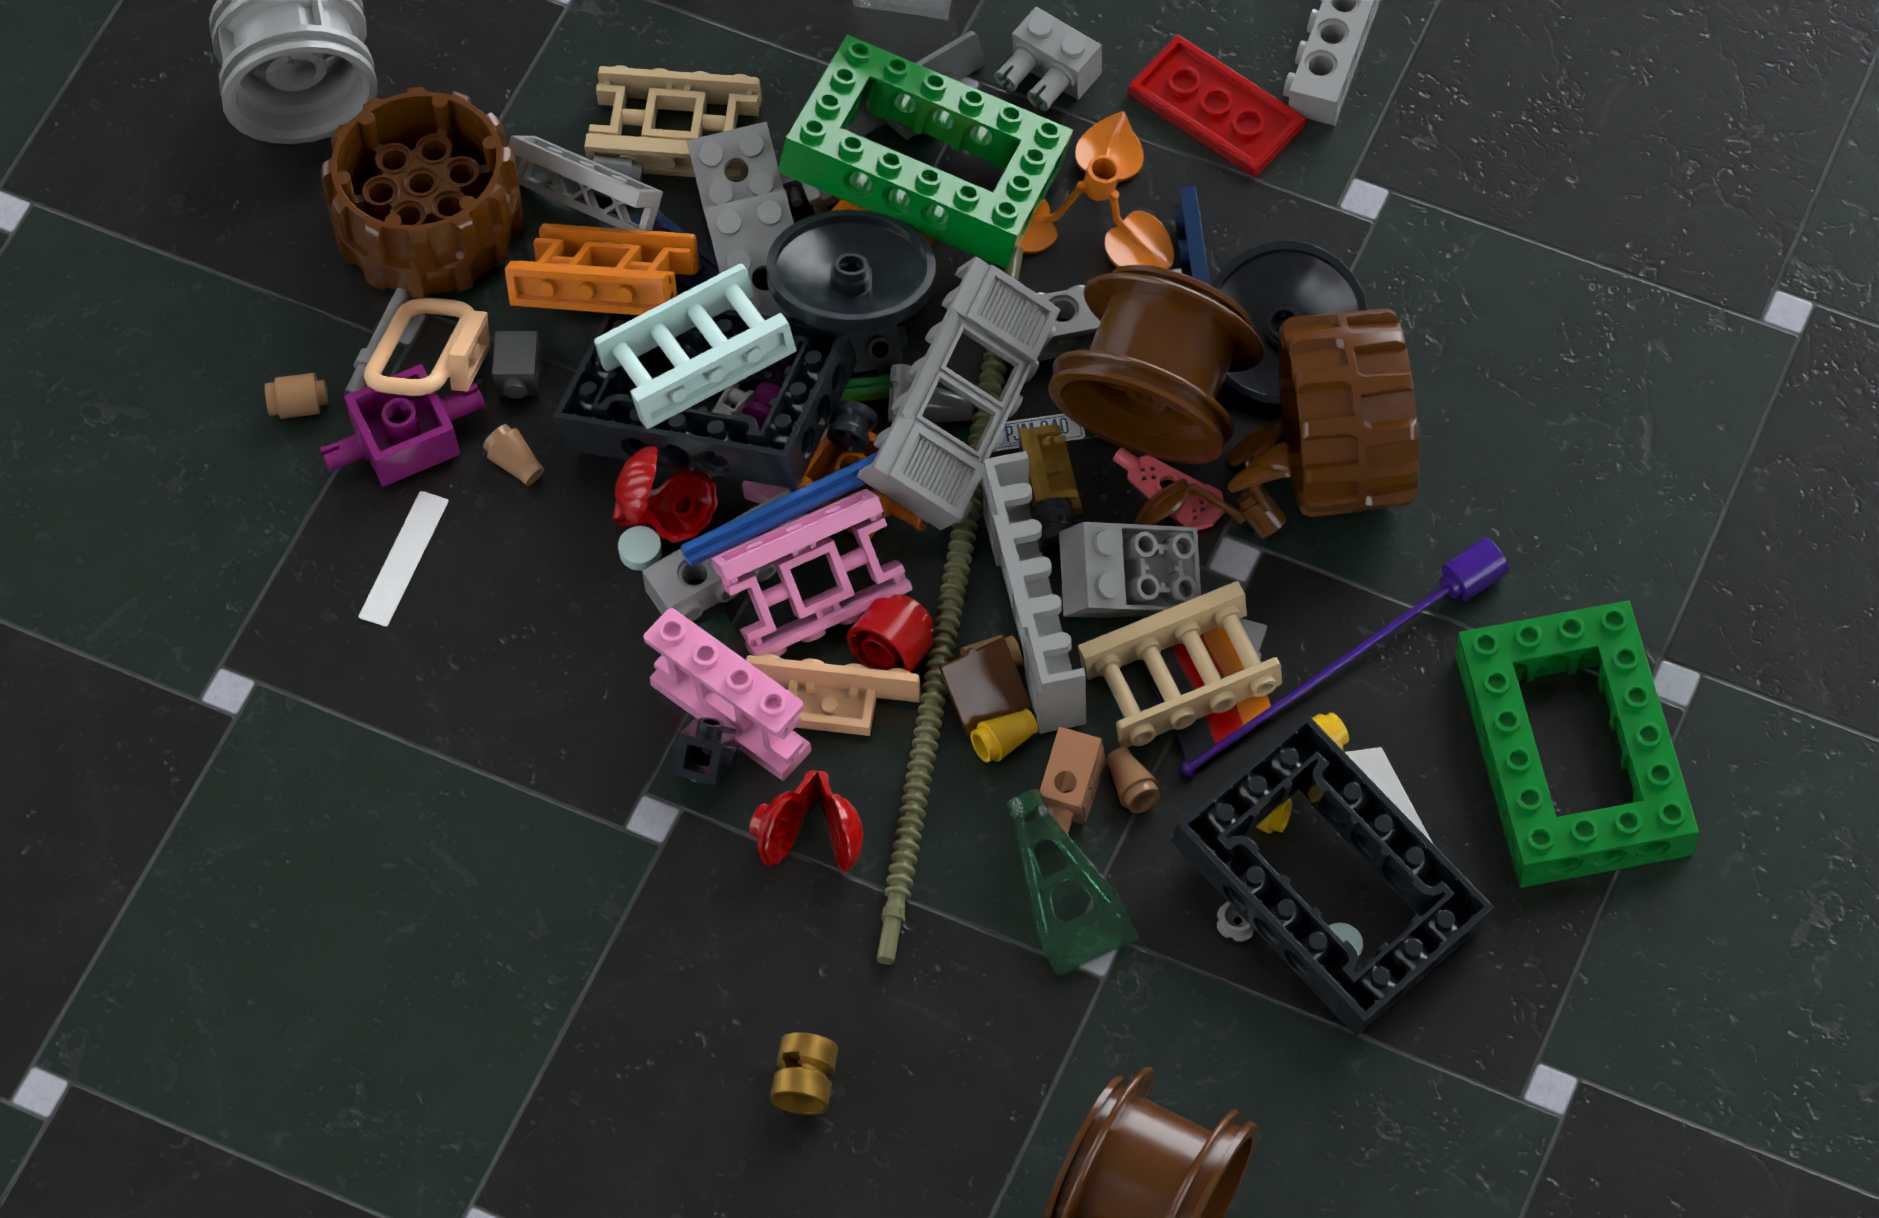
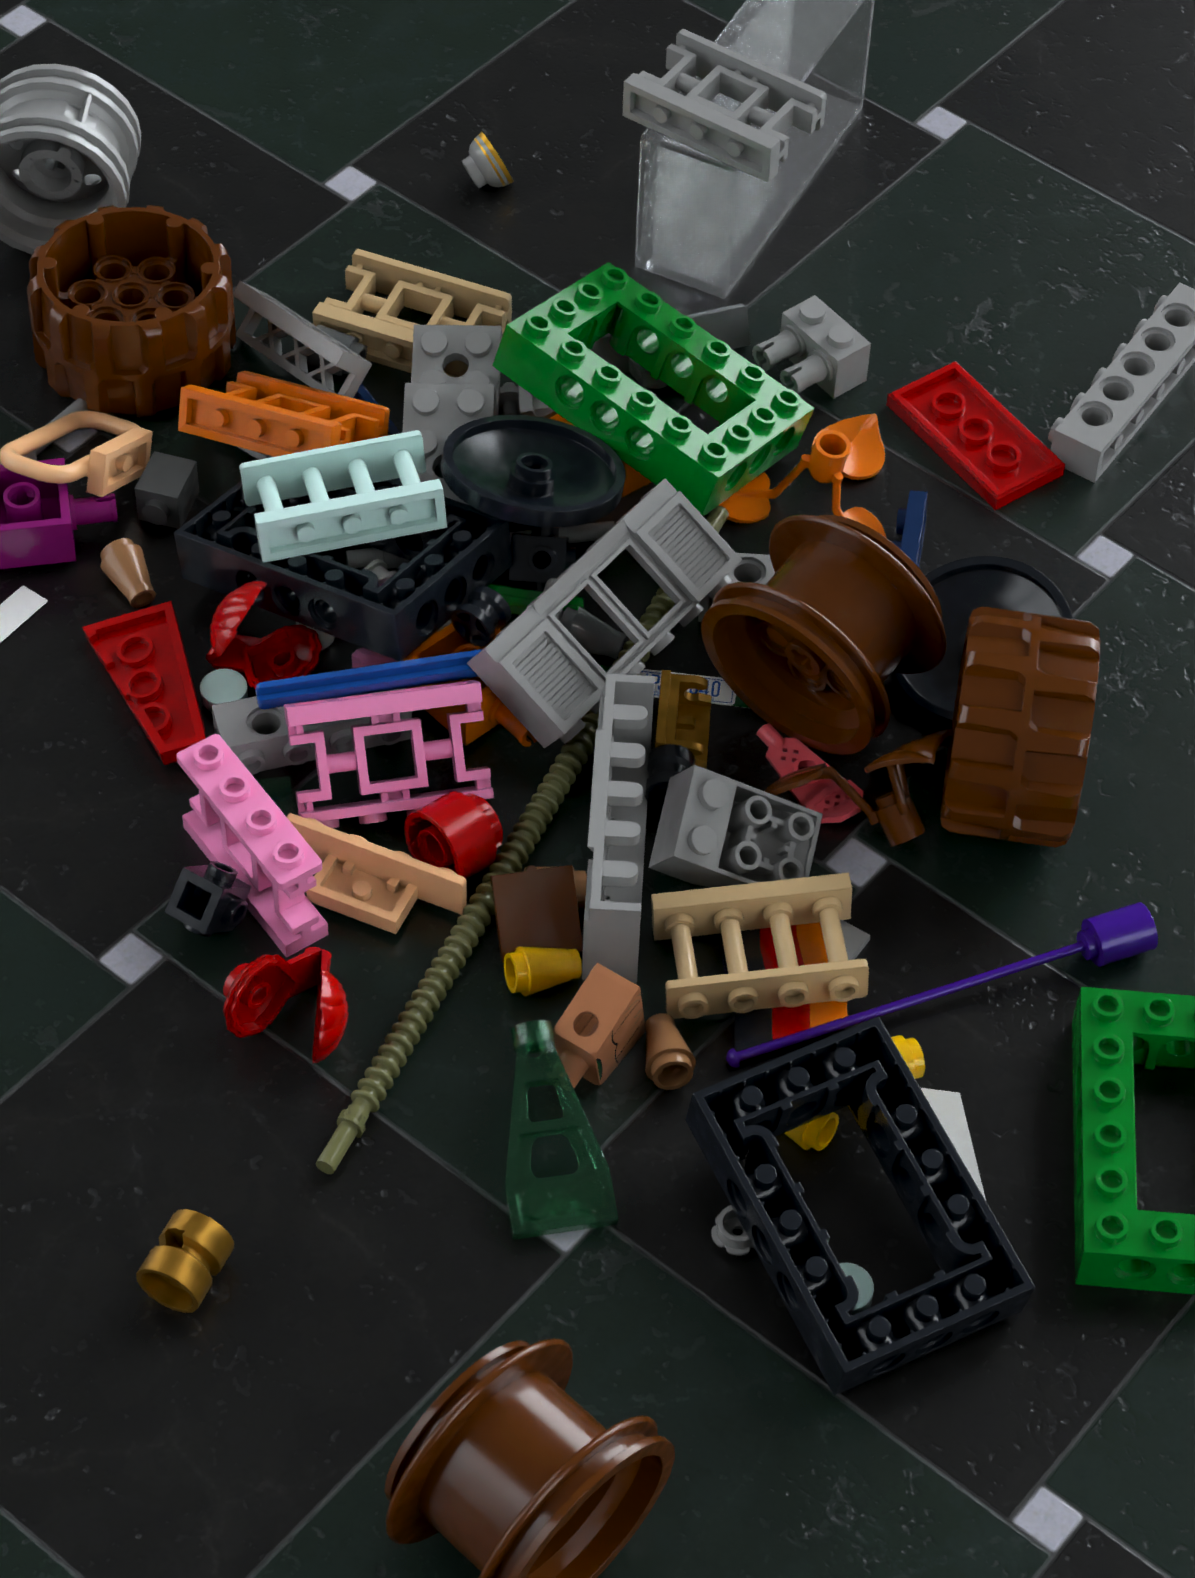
camera: 10 degrees right, 10 degrees down
(570, 547) = (153, 675): none -> red wing

